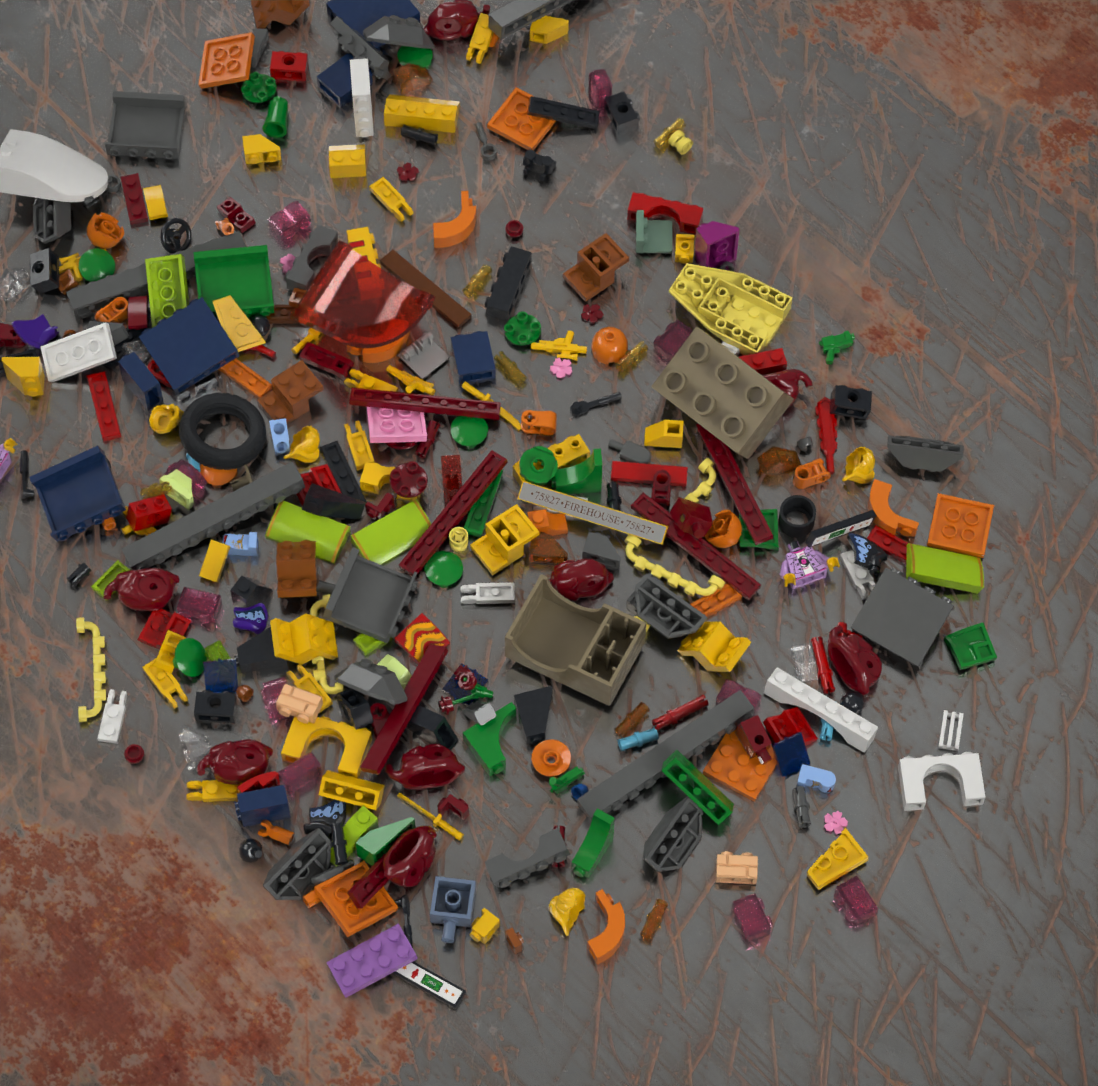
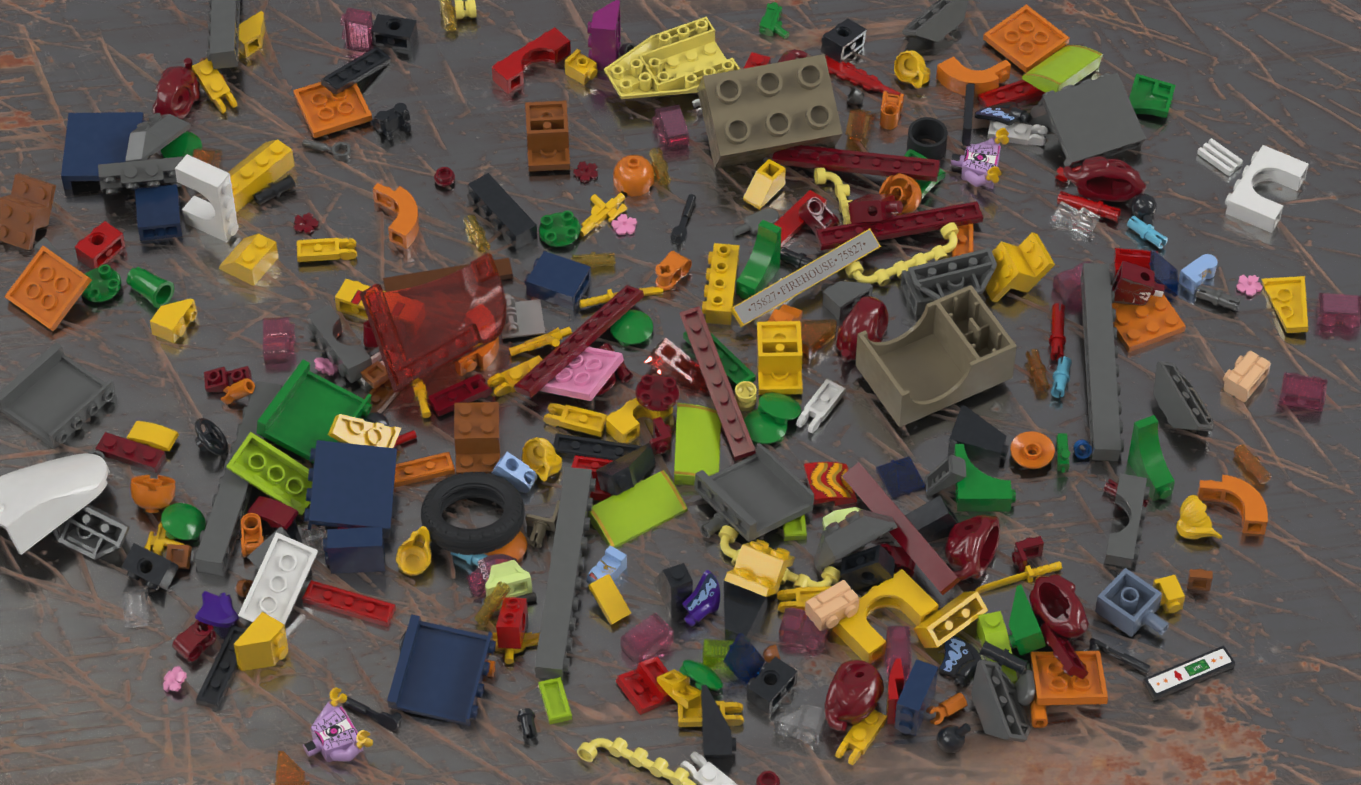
camera: 55 degrees left, 10 degrees down
(143, 588) = (595, 672): dark red piece -> none
(147, 693) = (715, 730): none -> black slope
(296, 569) = (677, 535): dark orange bracket -> none
(372, 960) = (1140, 702): medium lavender plate -> none
(465, 567) = (779, 406): none -> green dish
(468, 682) = (918, 464): dark red plant -> none
(547, 460) = (727, 296): green plate -> none
(653, 235) = (544, 81): sand green bracket -> none
(697, 787) = (1153, 350): green brick -> none
(792, 691) = (1097, 240): white arch -> none

